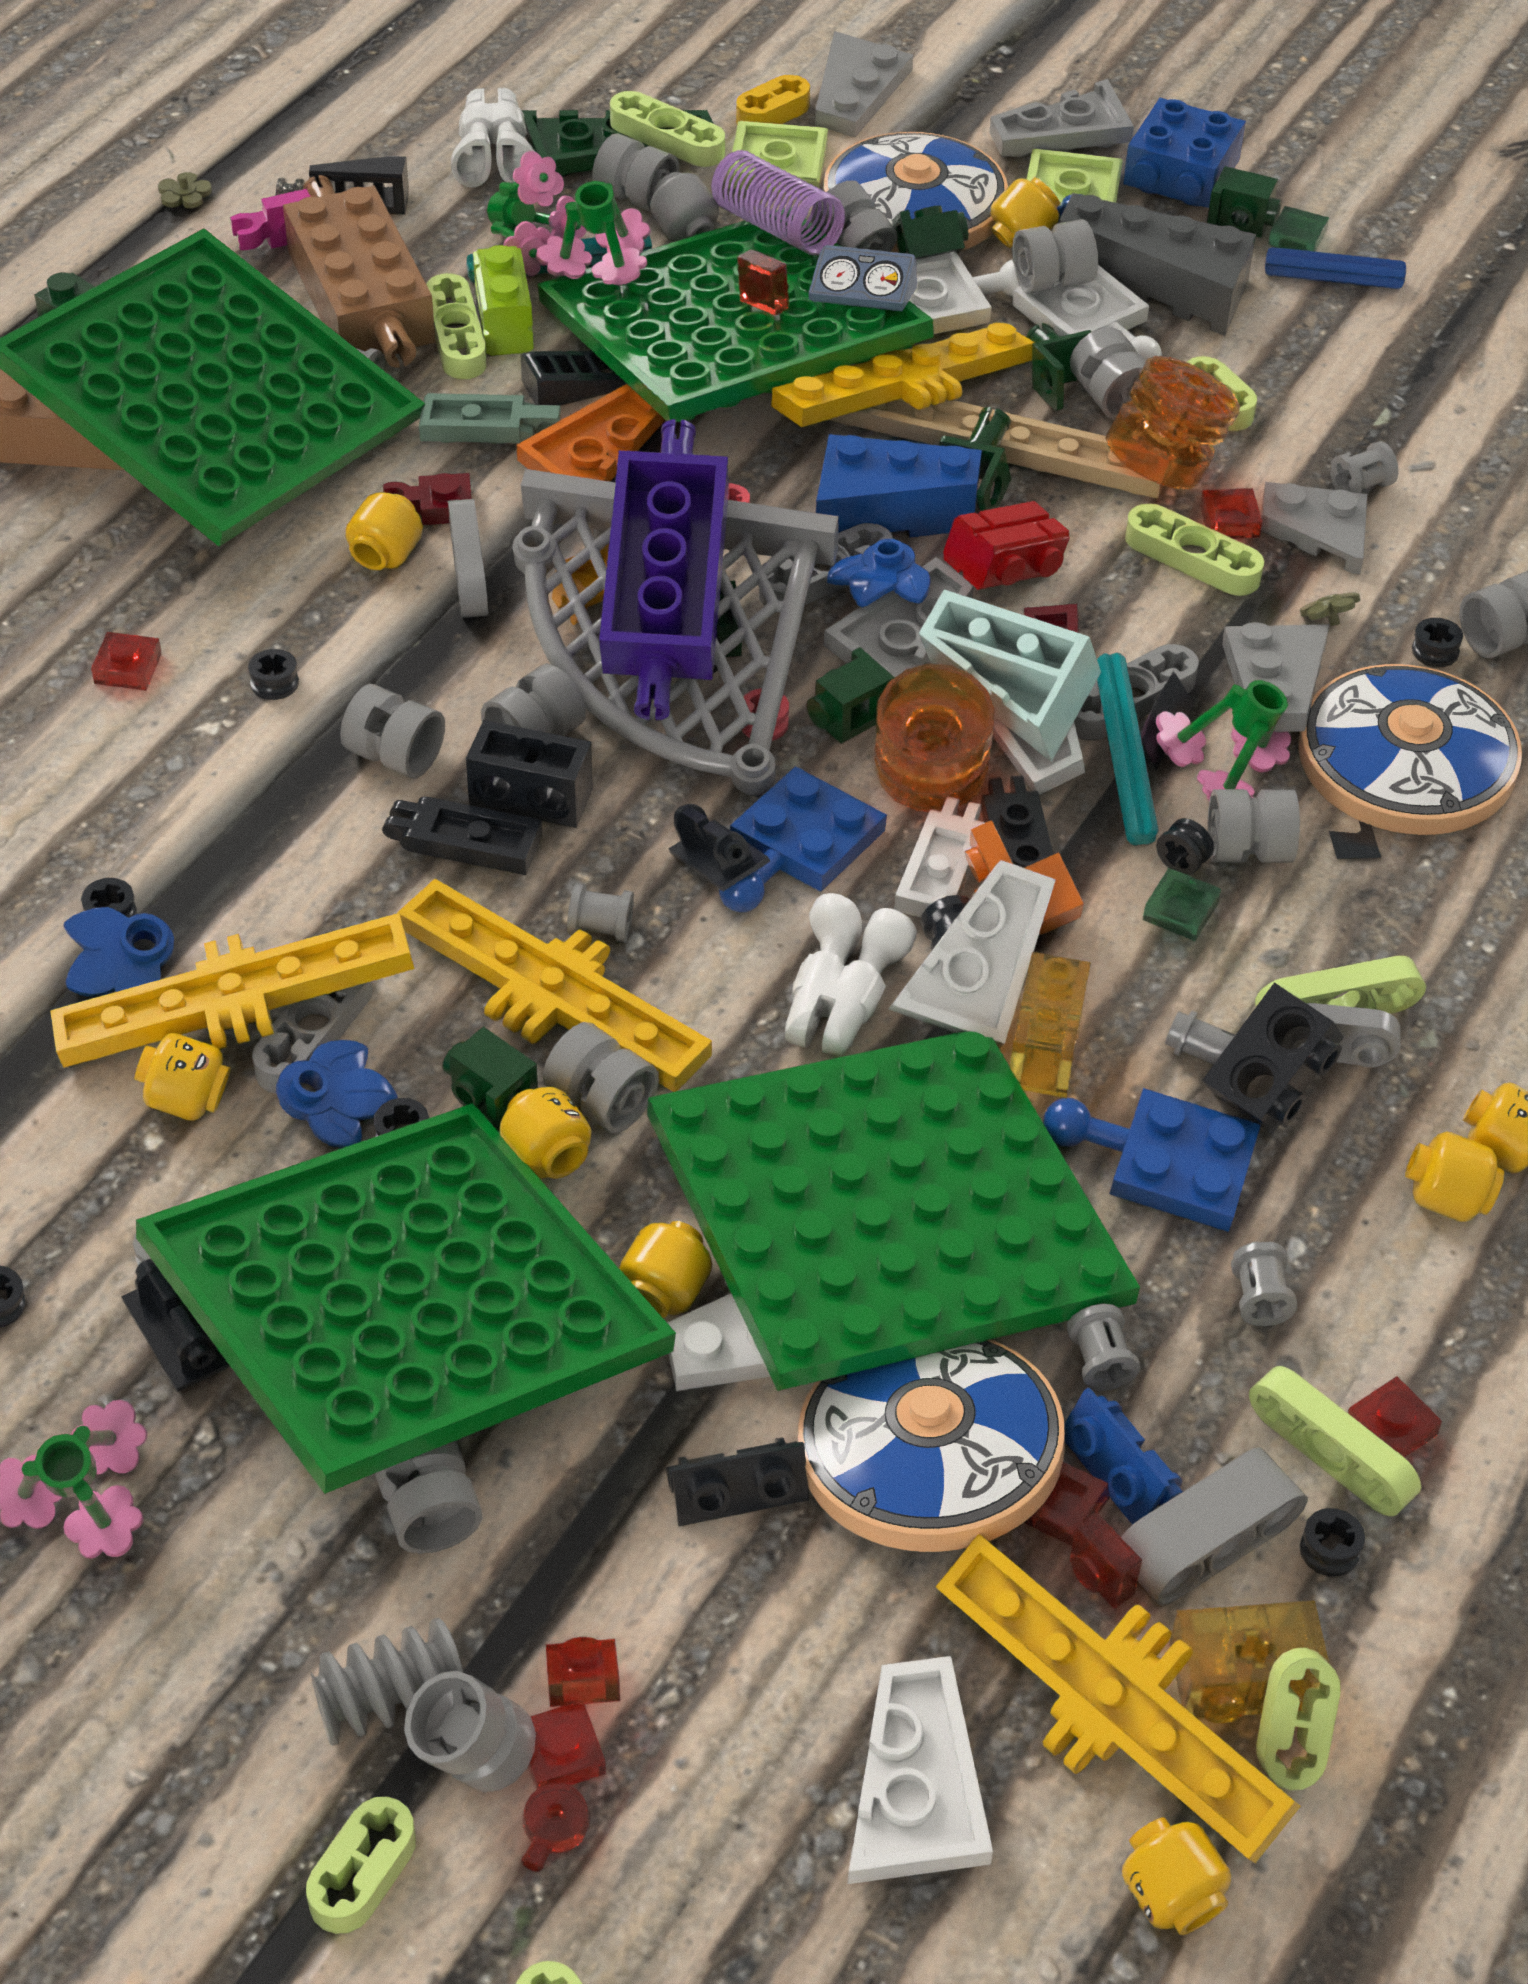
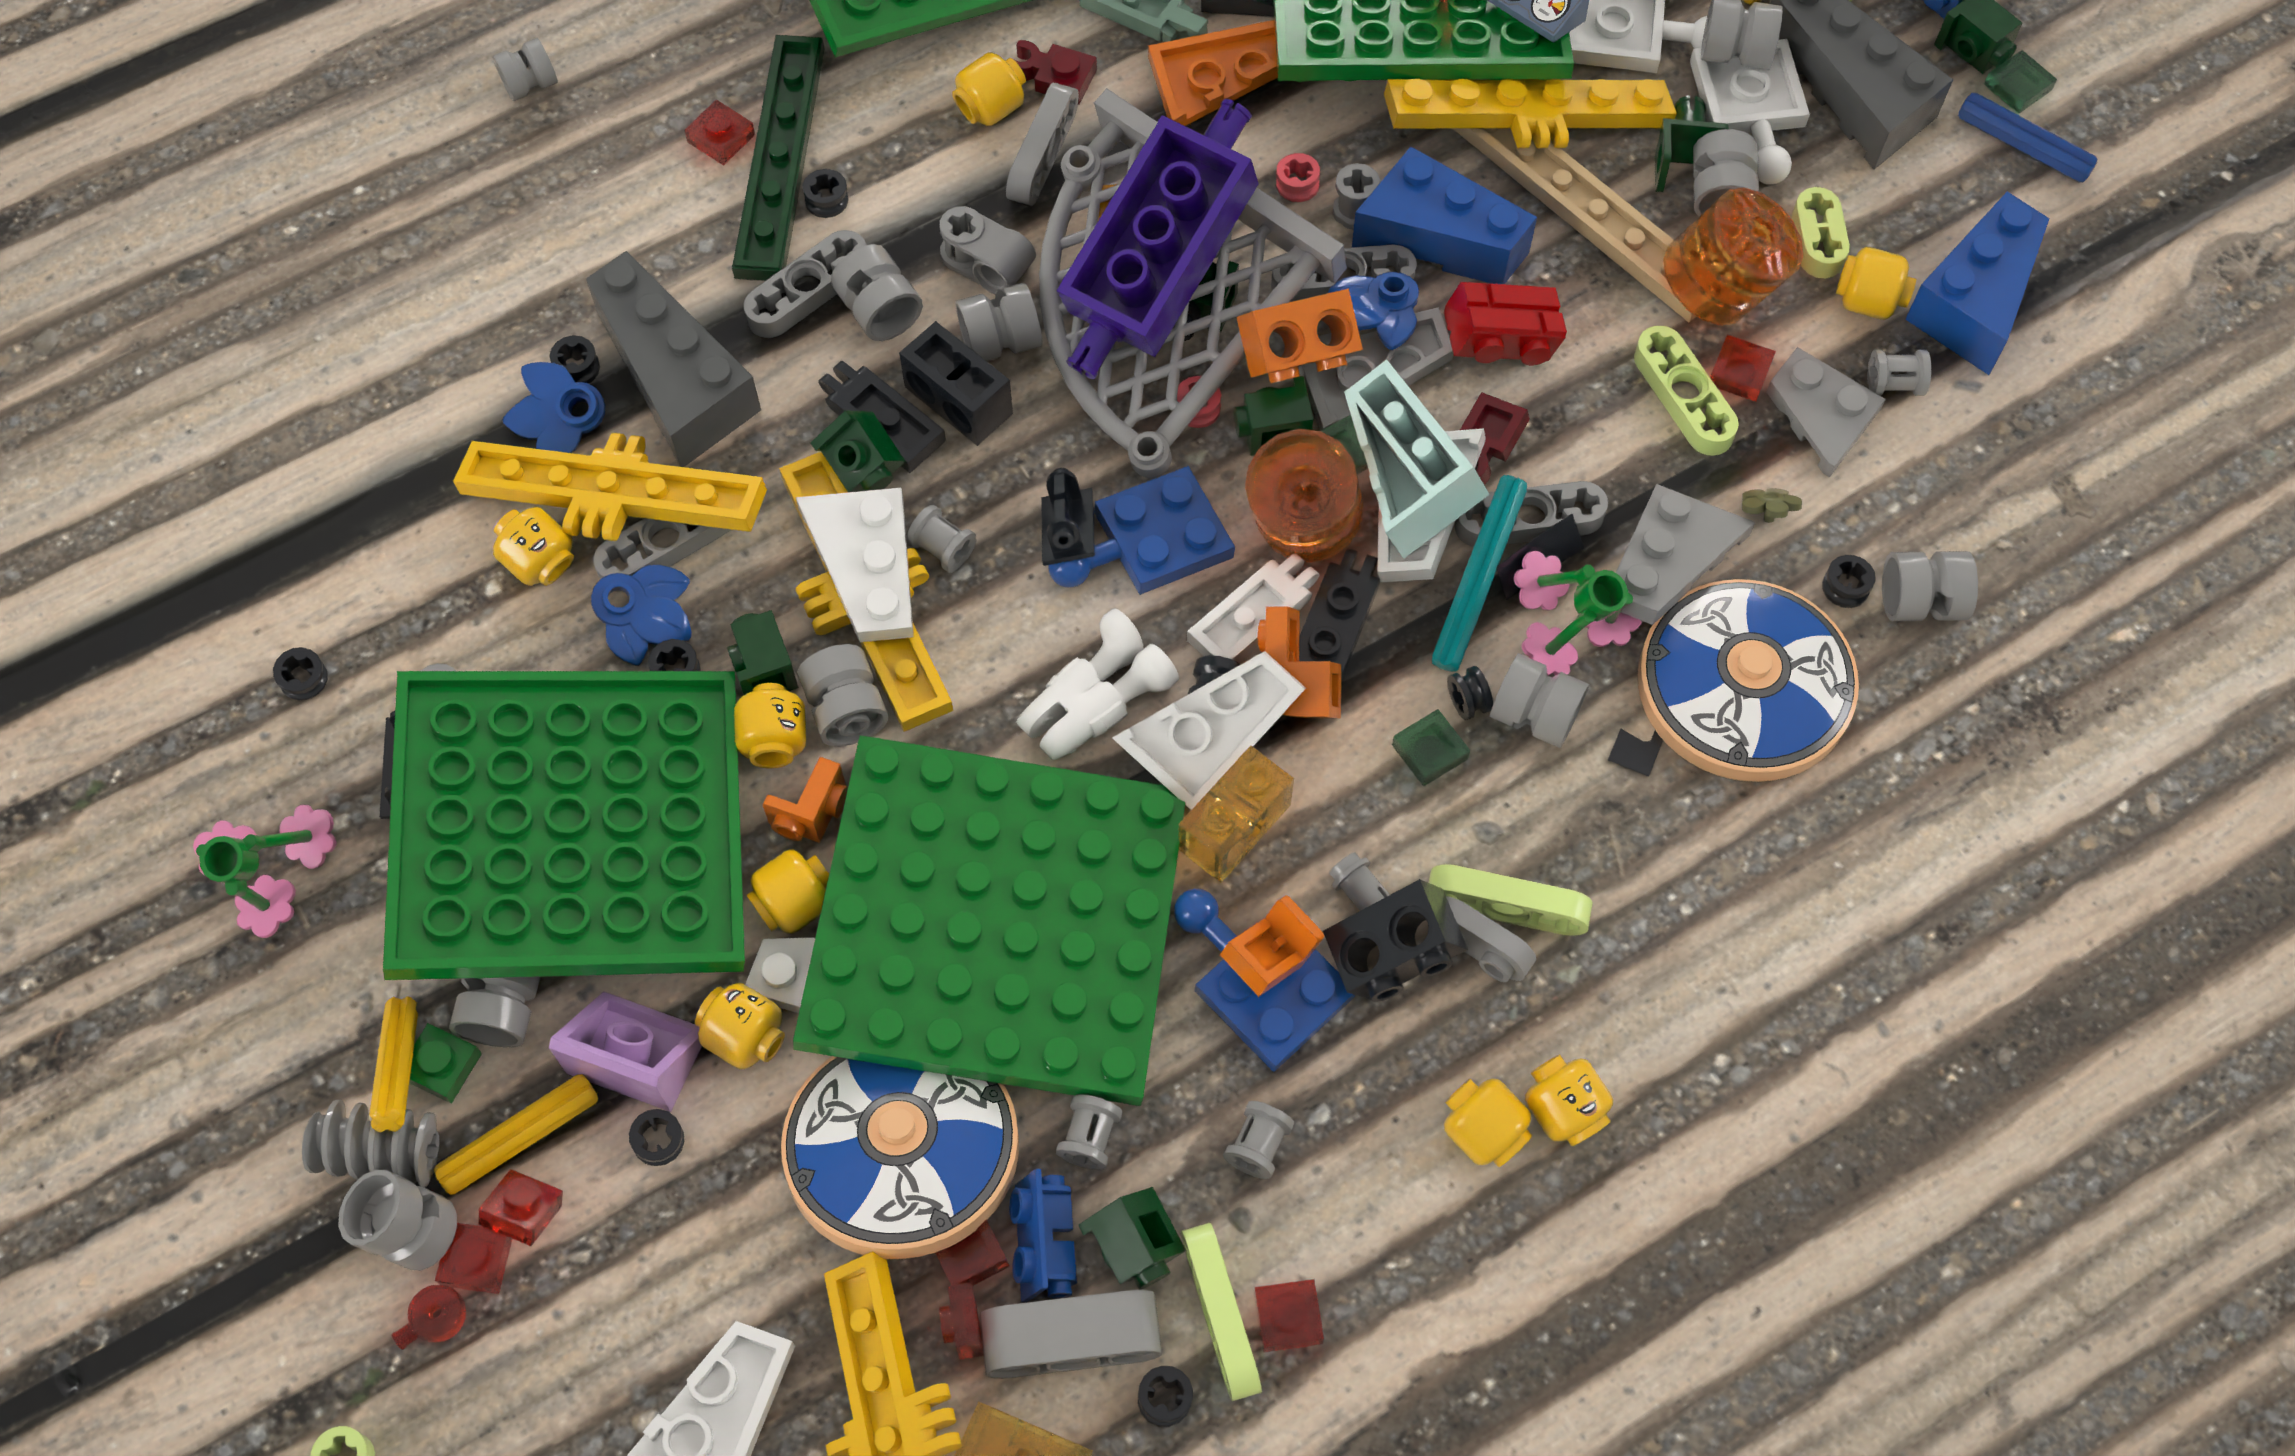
camera: 30 degrees right, 15 degrees up
(204, 664) = (778, 157): none -> dark green tile
(215, 858) = (676, 364): none -> dark grey wedge
(308, 776) = (798, 304): none -> light grey beam
(365, 1591) = (393, 1064): none -> yellow axle
(374, 1873) = (274, 1266): yellowish green beam -> none
(397, 1586) = (442, 1062): none -> green plate
(452, 855) = (859, 451): none -> dark green brick
(477, 661) = (989, 254): none -> light grey piece
(530, 1607) = (515, 1134): none -> yellow axle
(546, 947) = (866, 556): none -> white wing
(600, 1486) = (628, 1049): none -> lavender slope
(632, 1201) = (819, 802): none -> orange bracket
(660, 1559) = (640, 1145): none -> black bush
(700, 1404) = (740, 1025): none -> yellow head
(738, 1483) = (711, 1098): black hinge -> none
(797, 487) = (1353, 186): none -> light grey bush
(839, 608) = (1298, 328): none -> orange brick
(994, 465) = (1549, 211): dark green bracket -> none
(1174, 1100) = (1273, 946): none -> orange bracket
(1215, 1412) = (1136, 1237): none -> dark green brick
(1296, 410) = (1875, 283): none -> yellow head
(1389, 382) = (1980, 284): none -> blue wedge

